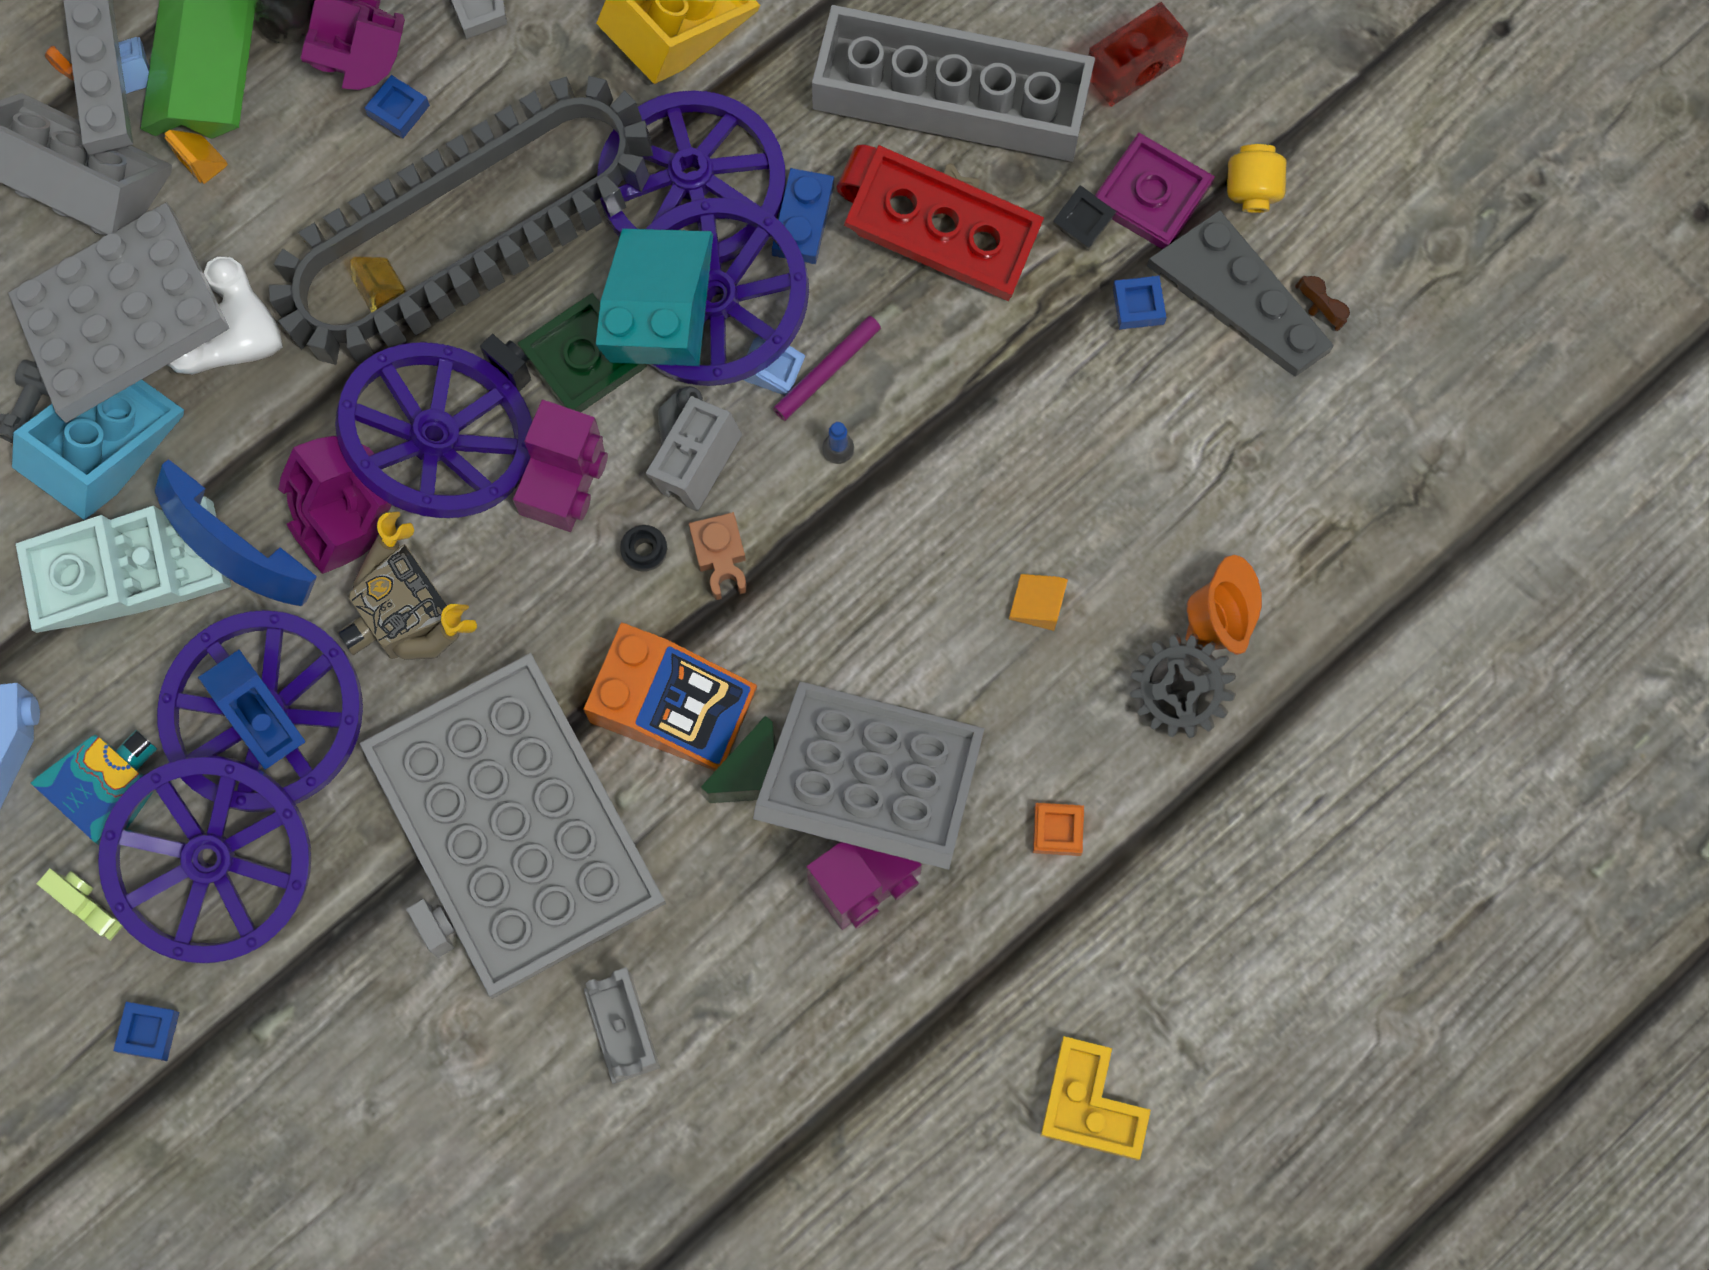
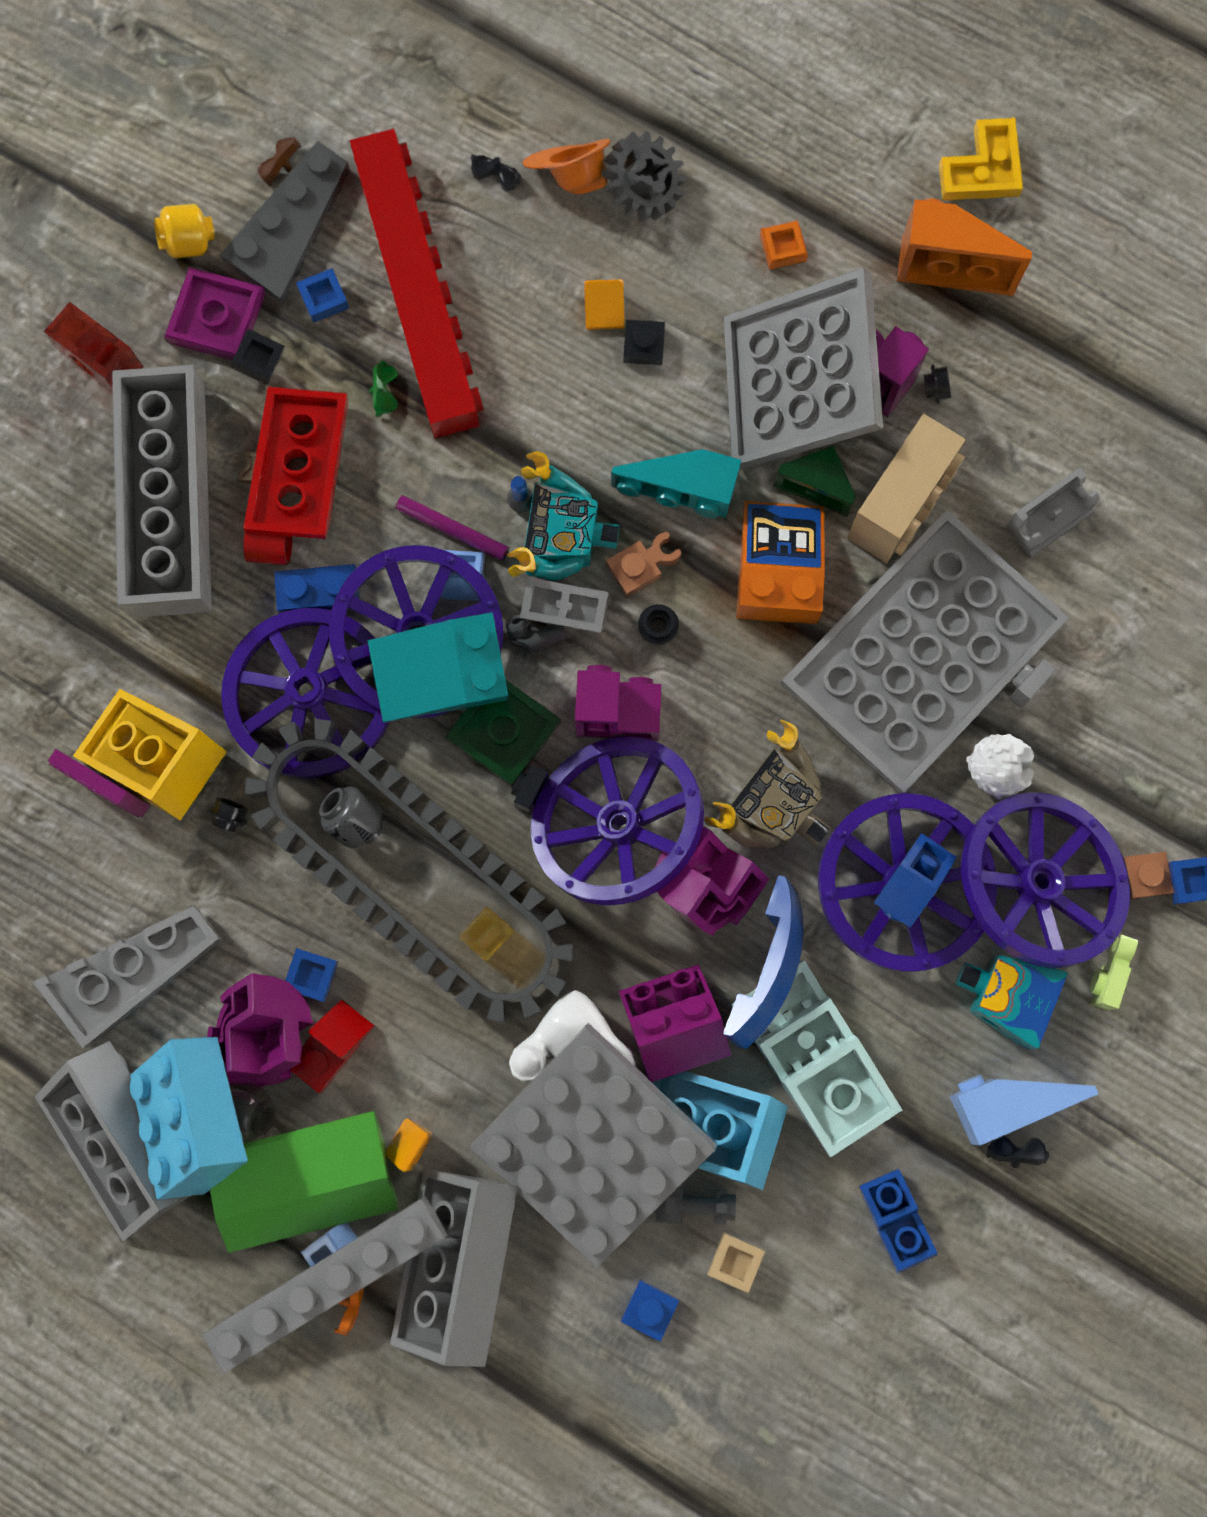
camera: 105 degrees left, 5 degrees up
(174, 985) = (1148, 875): none -> nougat plate
(213, 431) = (675, 1023): none -> magenta slope
(323, 110) = (331, 1045): none -> red slope
(348, 857) = (1001, 765): none -> white piece
(538, 178) = (351, 817): none -> dark grey head
(587, 65) = (228, 814): none -> black plate
(694, 852) = (907, 490): none -> tan brick
(782, 471) = (559, 526): none -> torso
(792, 633) = (687, 479): none -> teal slope
(824, 948) = (937, 384): none -> black plate
(982, 632) = (644, 342): none -> black plate
(985, 1001) = (958, 251): none -> orange slope
(1026, 342) = (382, 399): none -> green piece
(1126, 400) = (415, 284): none -> red brick
(1255, 520) = (484, 167): none -> black piece

